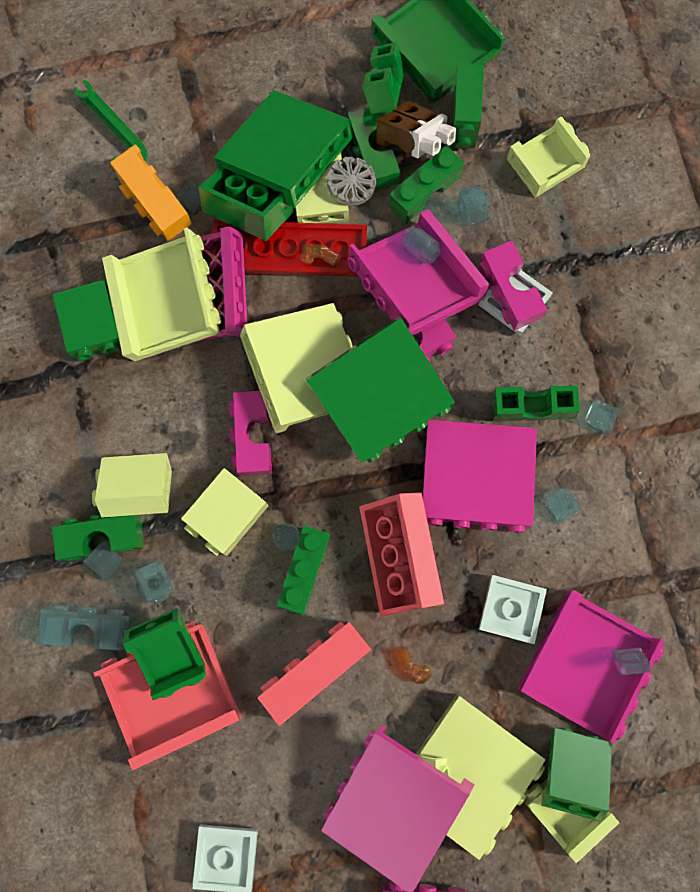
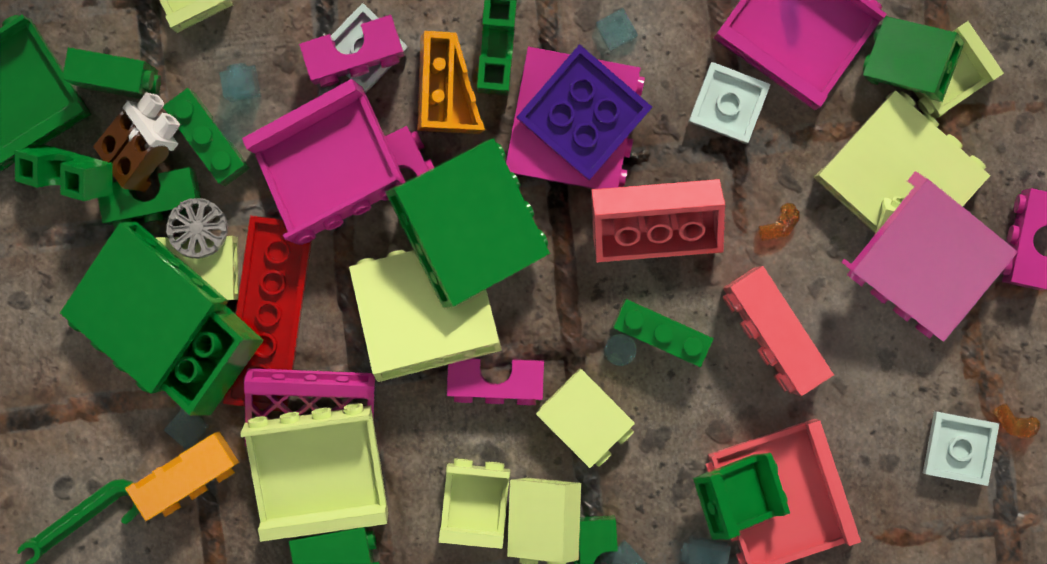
camera: 90 degrees left, 10 degrees up
(144, 428) = (474, 504): none -> yellowish green panel
(153, 571) = (662, 495): clear light blue brick -> none
(319, 251) = (281, 279): clear orange arm -> none
(421, 245) = (288, 153): clear light blue brick -> none
(487, 479) = (584, 112): none -> dark purple plate
(491, 363) = (444, 87): none -> light orange wedge

